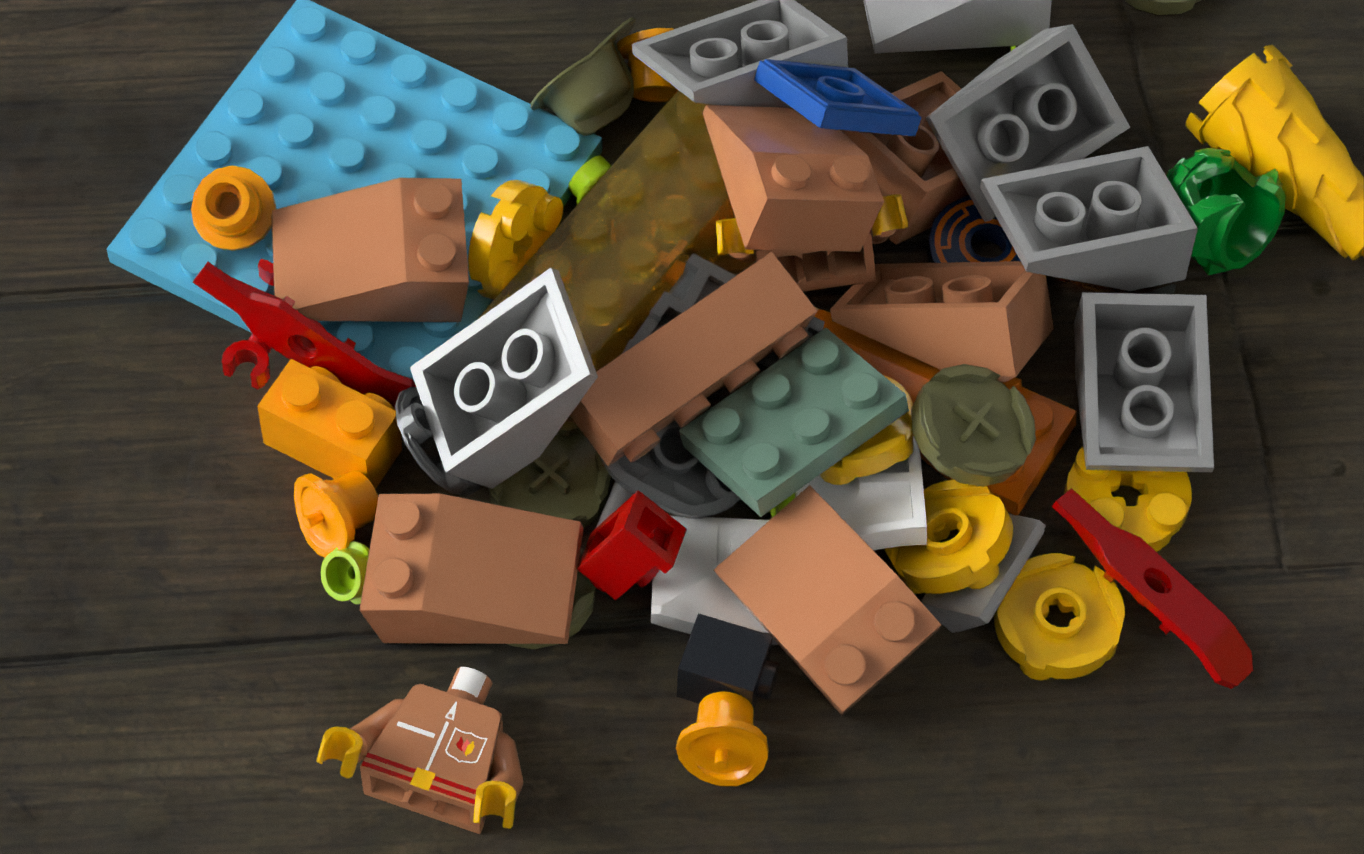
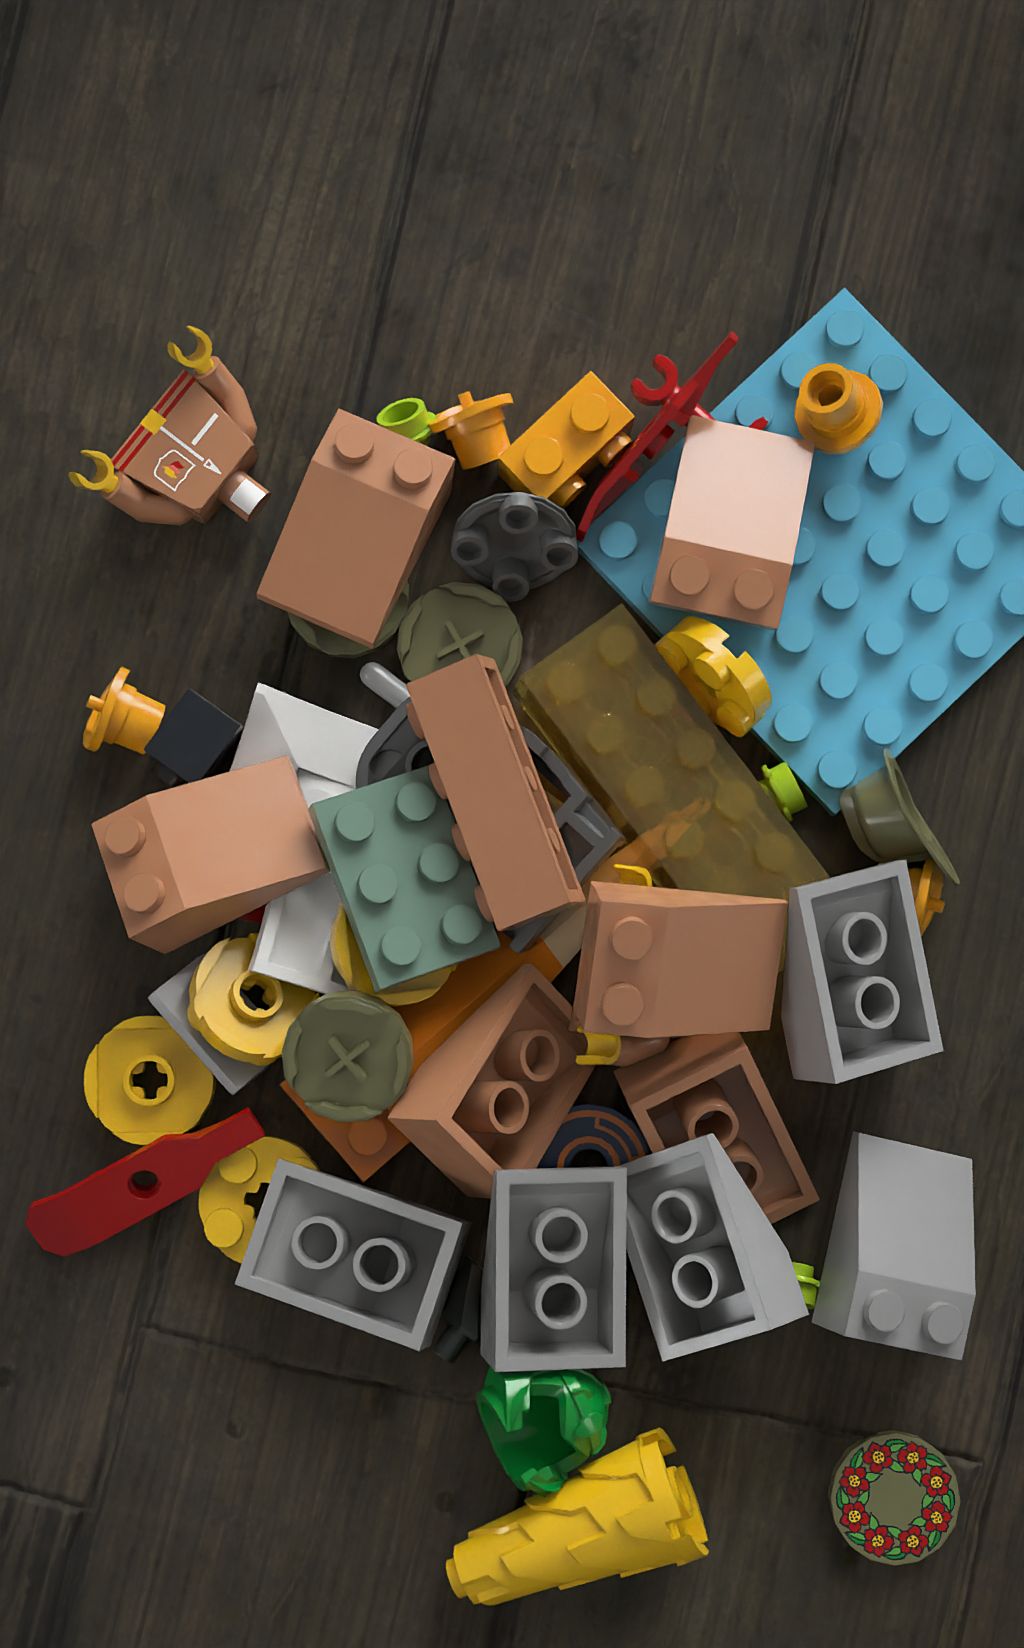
camera: 105 degrees right, 25 degrees up
(506, 383) = (520, 596): light grey slope -> none
(631, 546) = (332, 686): red brick -> none
(837, 97) = (753, 1042): blue plate -> none

